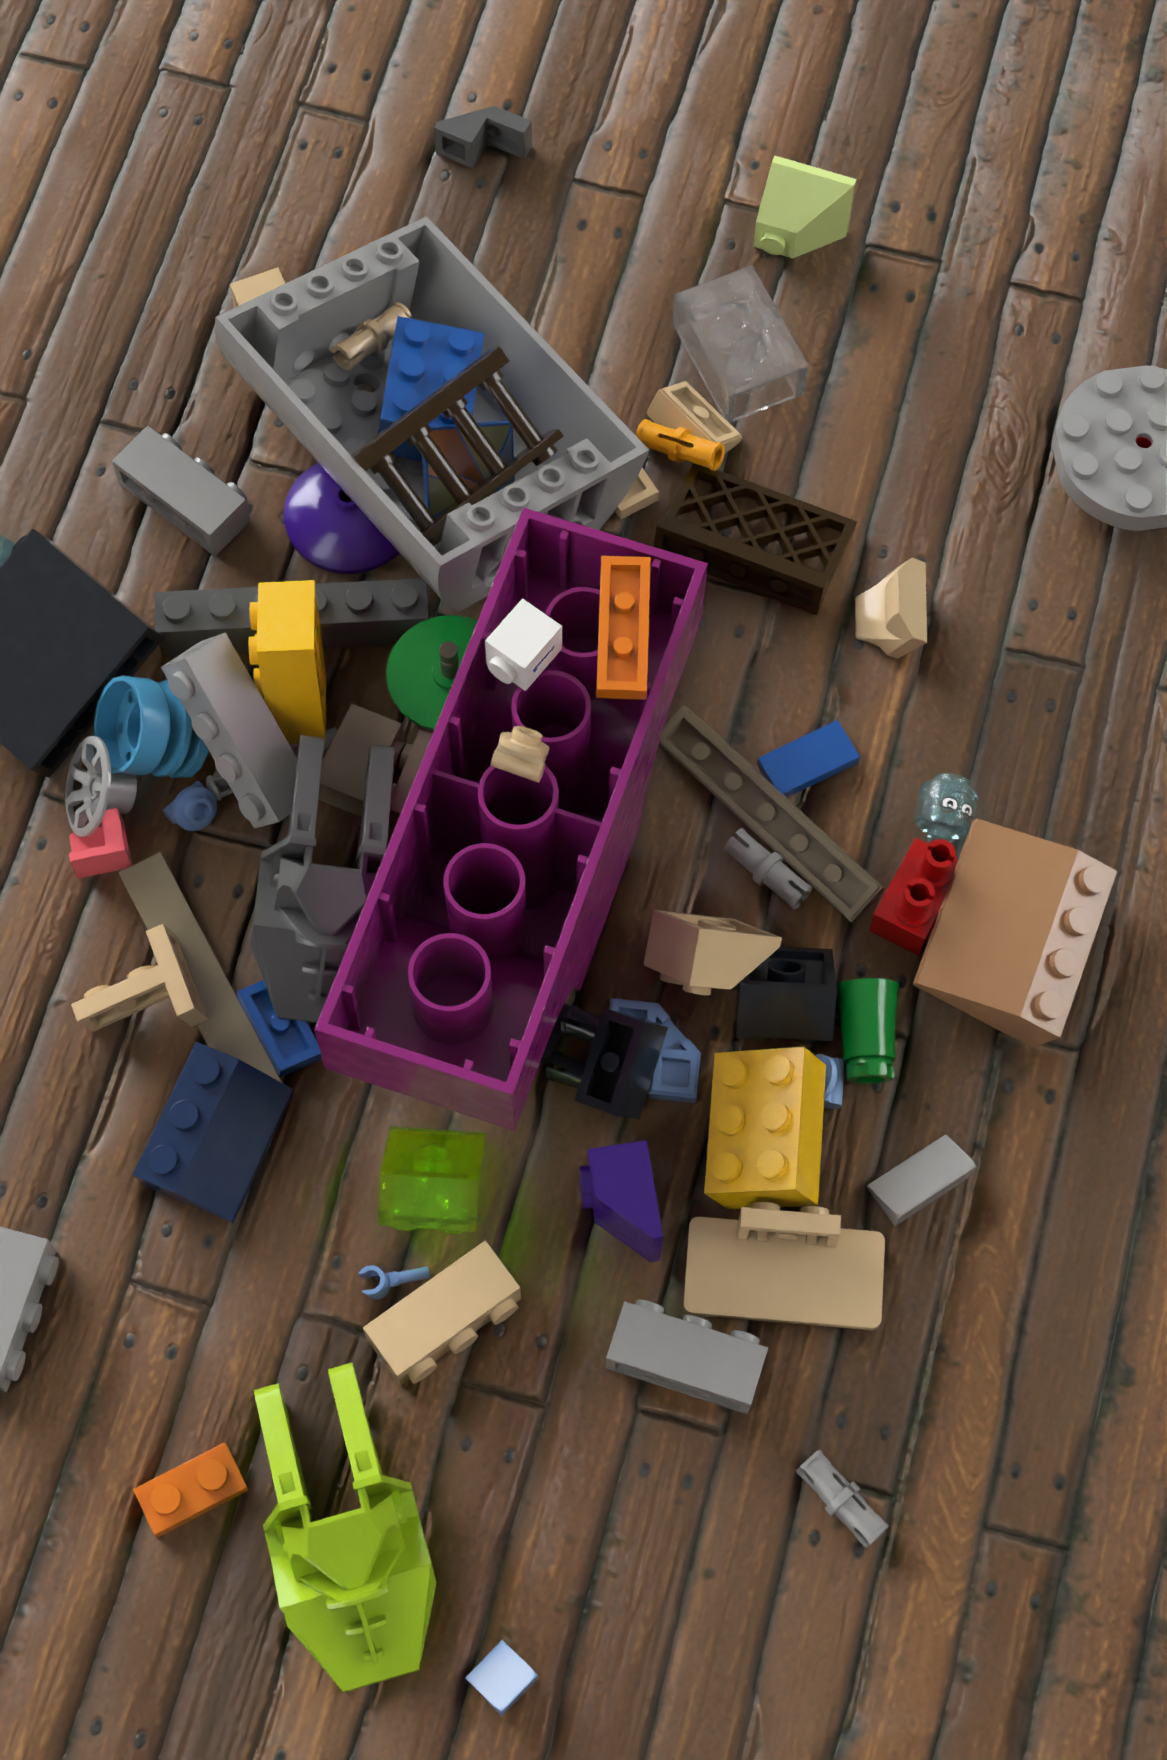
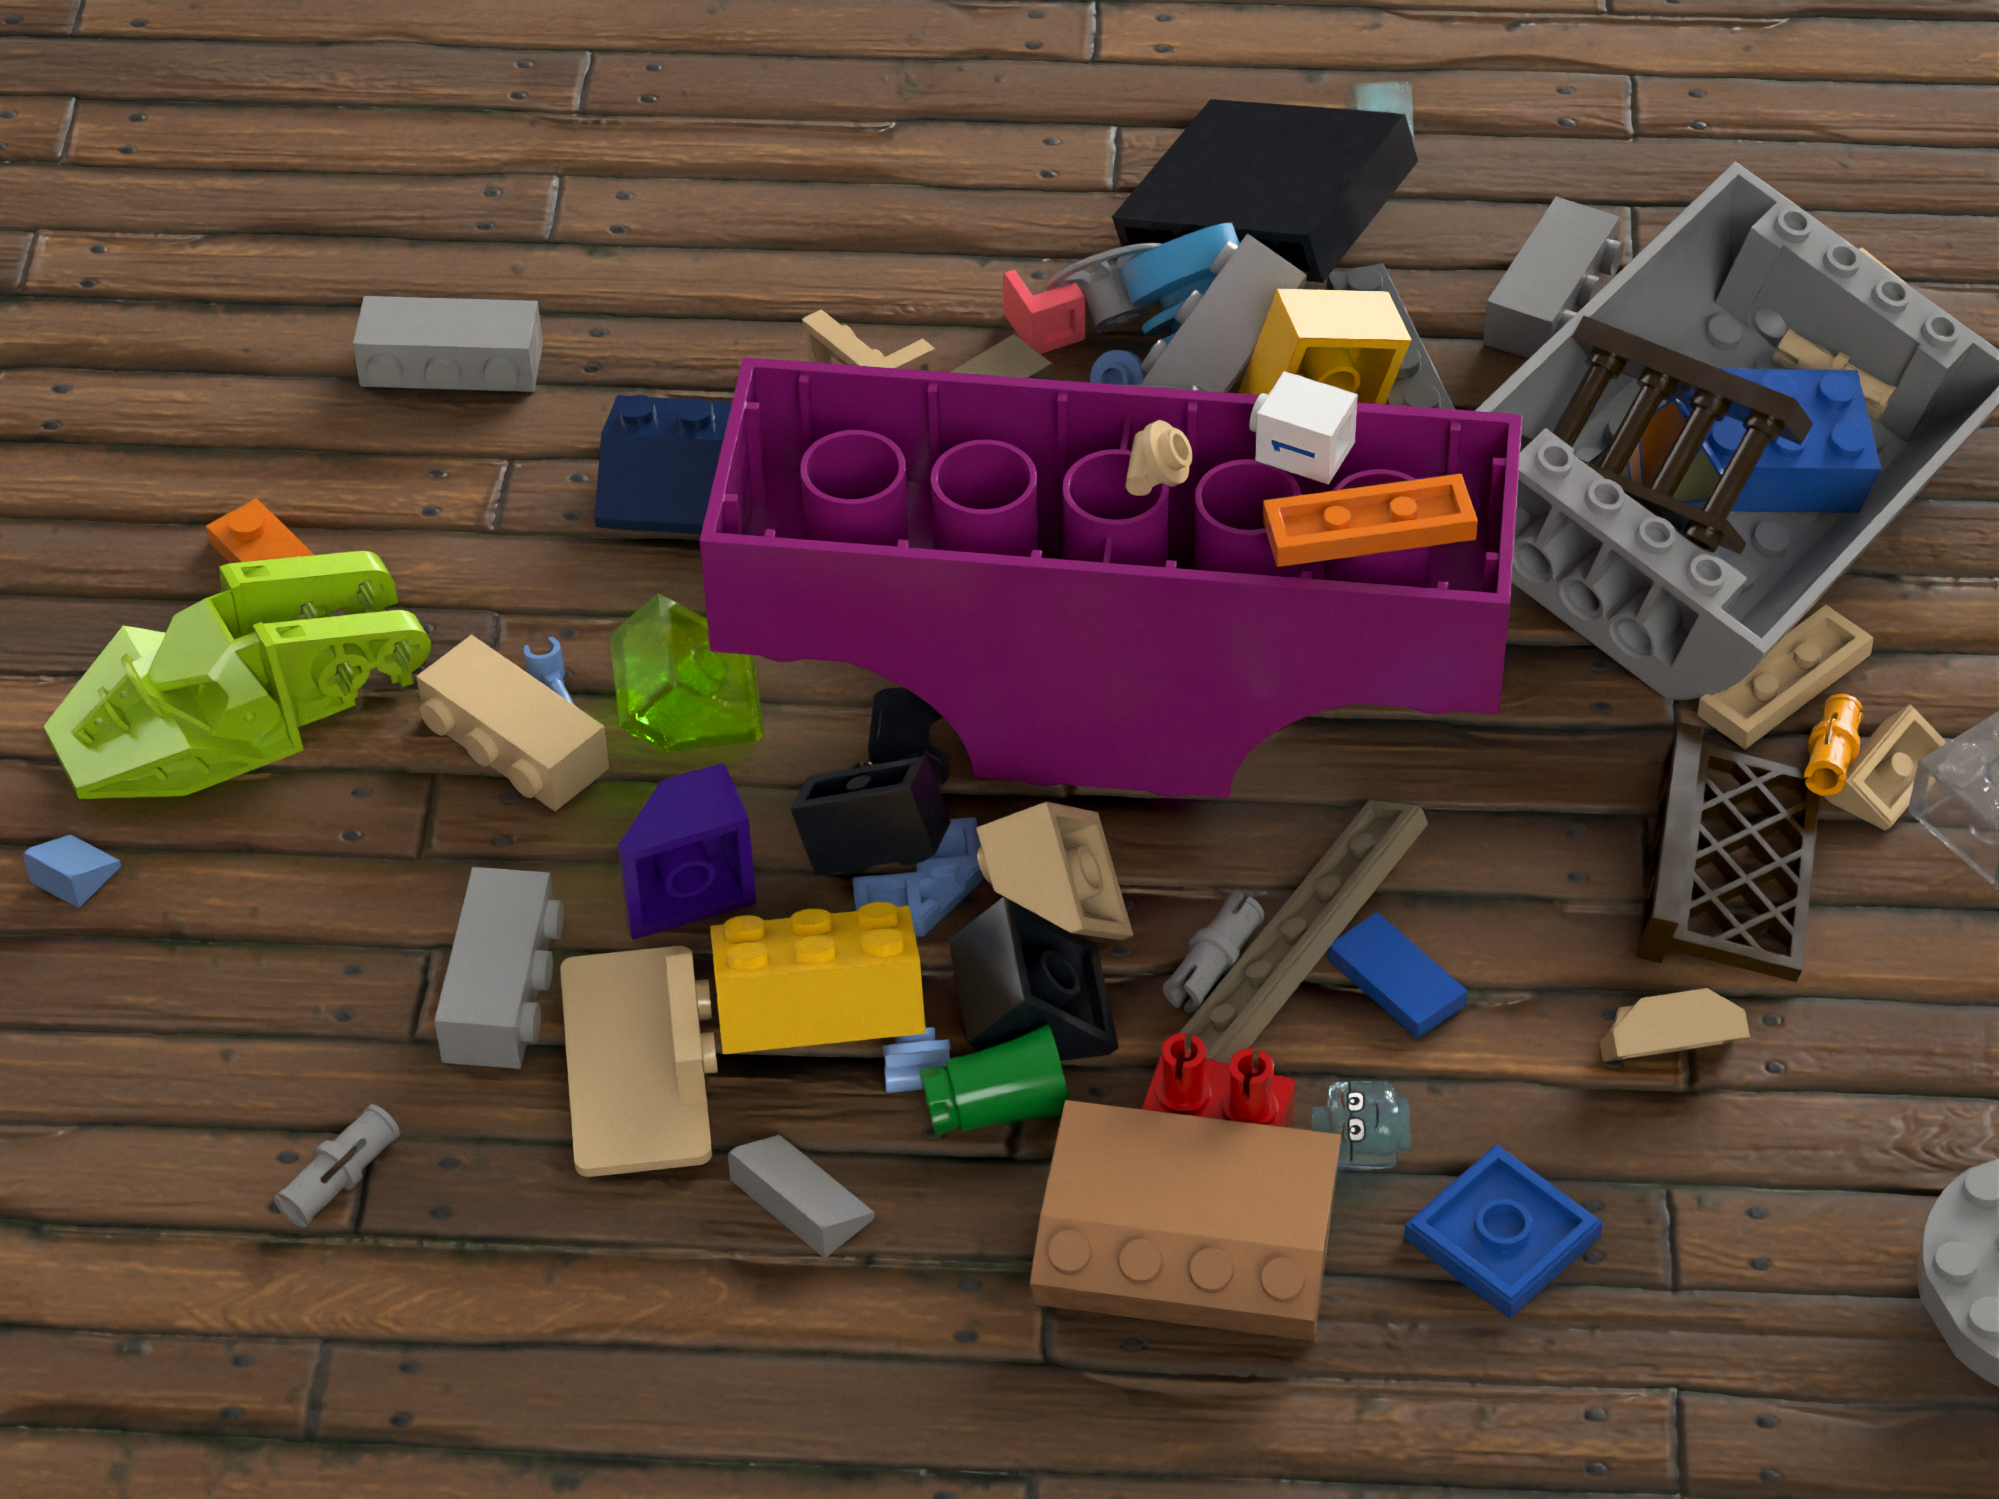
camera: 80 degrees right, 20 degrees down
(1027, 751) = (1503, 1230): none -> blue tile

